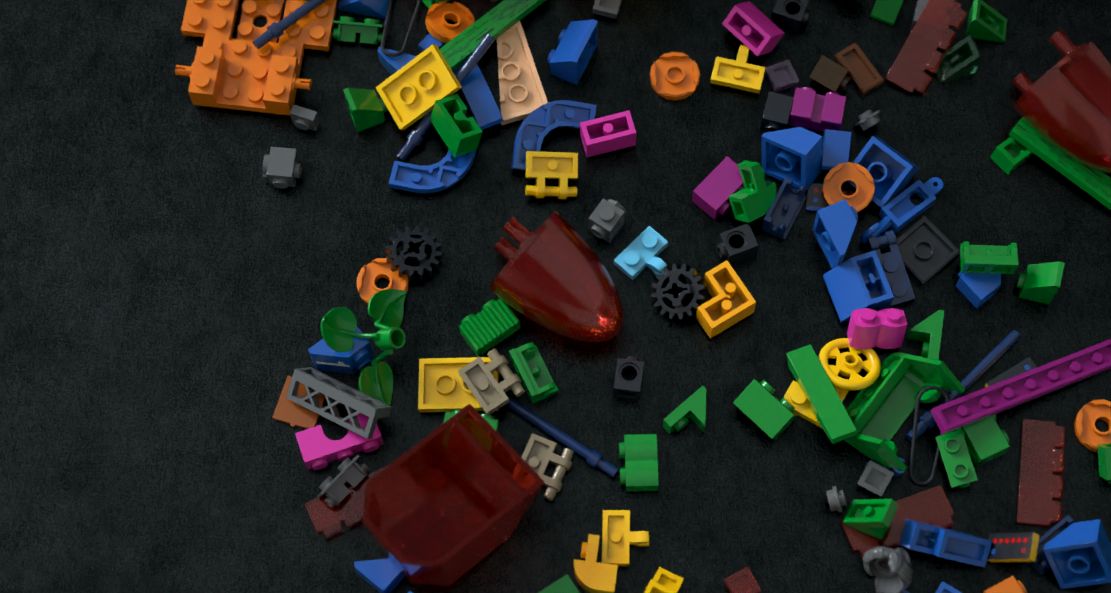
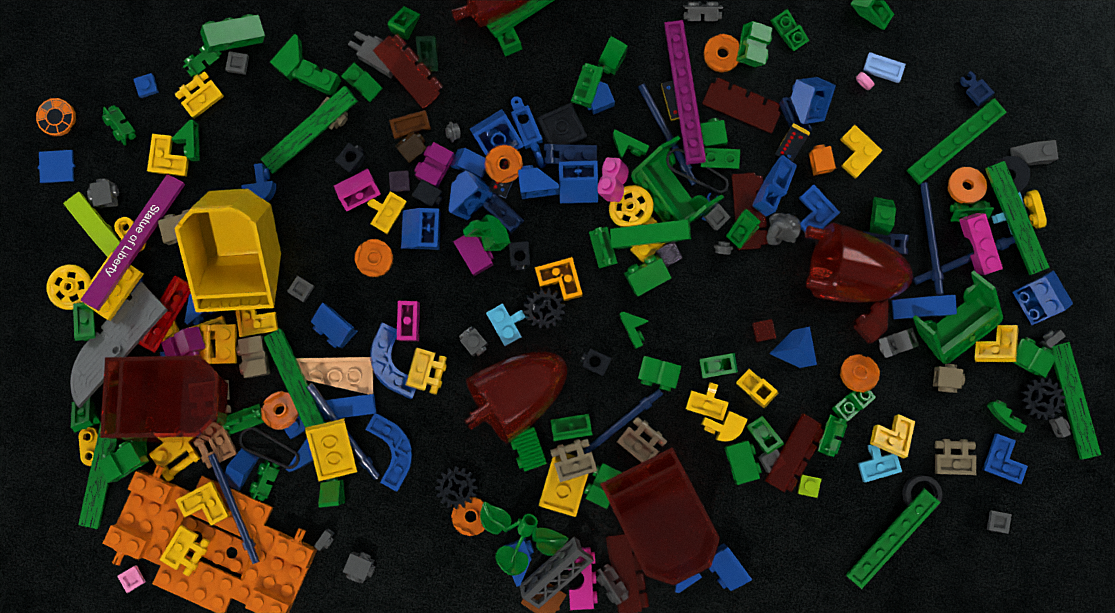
camera: 70 degrees left, 15 degrees up
(455, 129) = (370, 433): green brick -> none
(674, 535) = (718, 365): none -> green slope
(731, 119) = (421, 229): none -> blue slope
(775, 349) = (602, 247): none -> green hinge
(803, 430) = (669, 253): none -> clear purple plate

